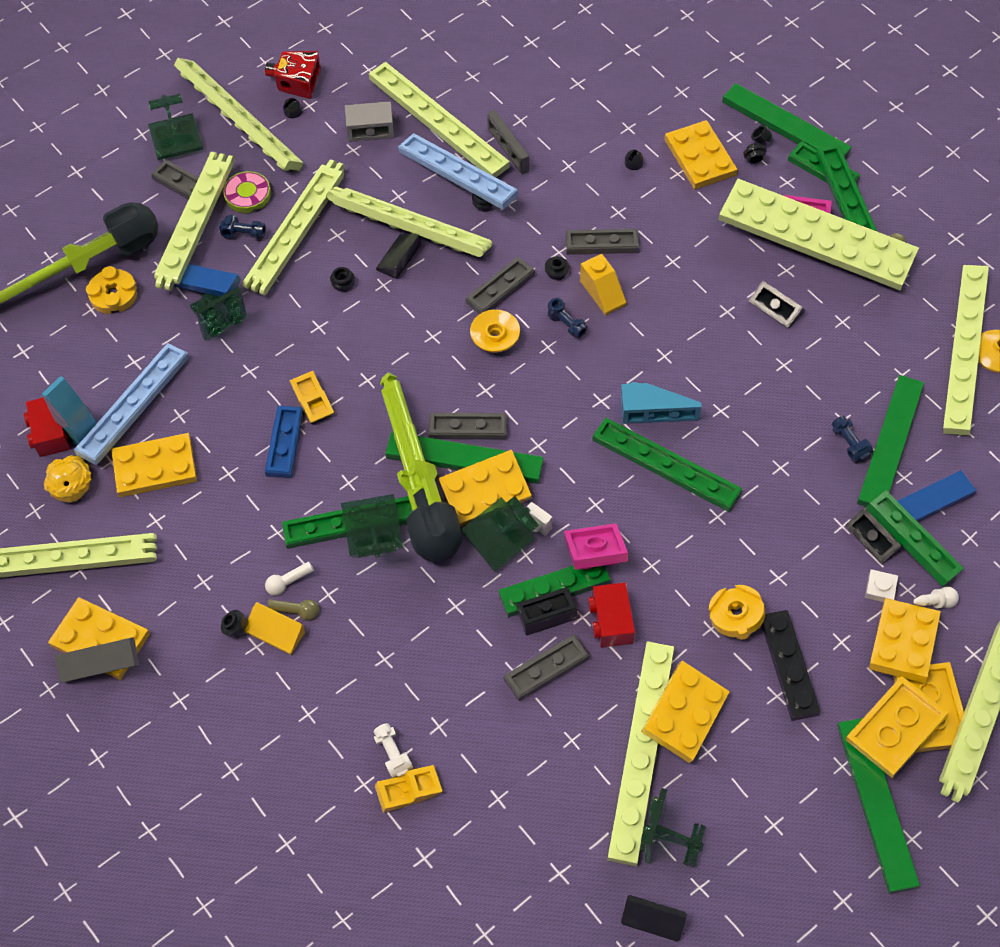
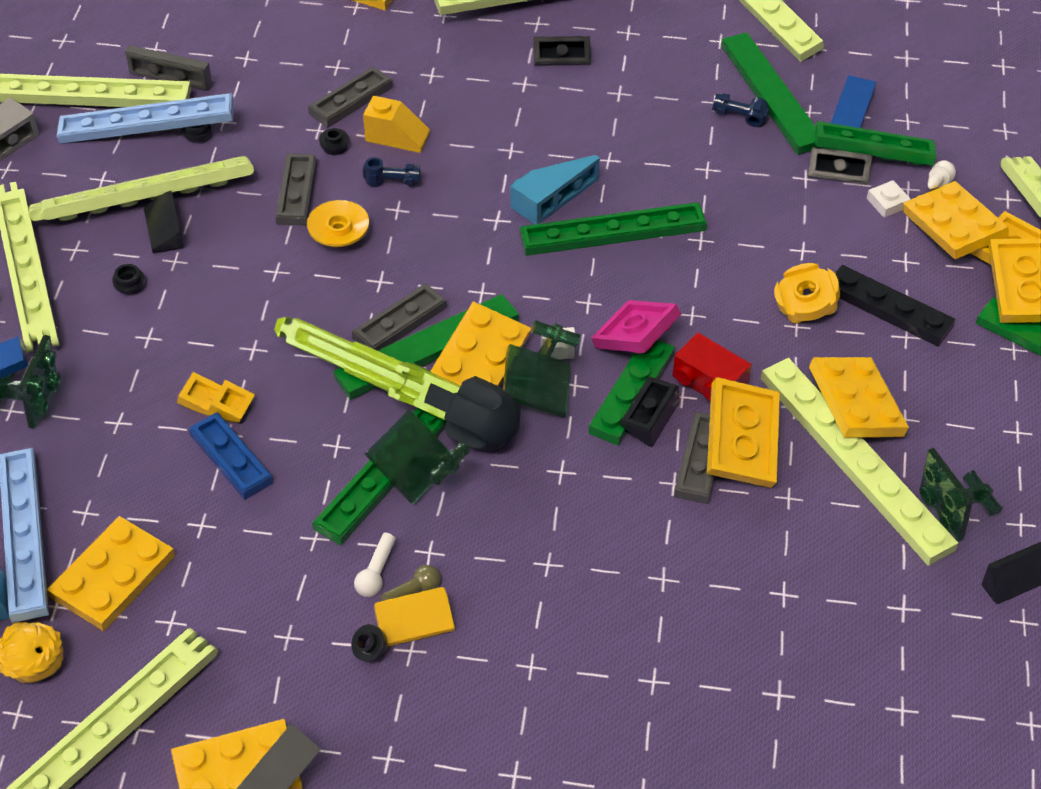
camera: 45 degrees left, 10 degrees down
(398, 762) = (669, 634): white bar -> none
(408, 789) = (700, 648): yellow slope -> none
(580, 674) = (743, 433): none -> yellow plate
(637, 161) = (304, 23): black hinge -> none

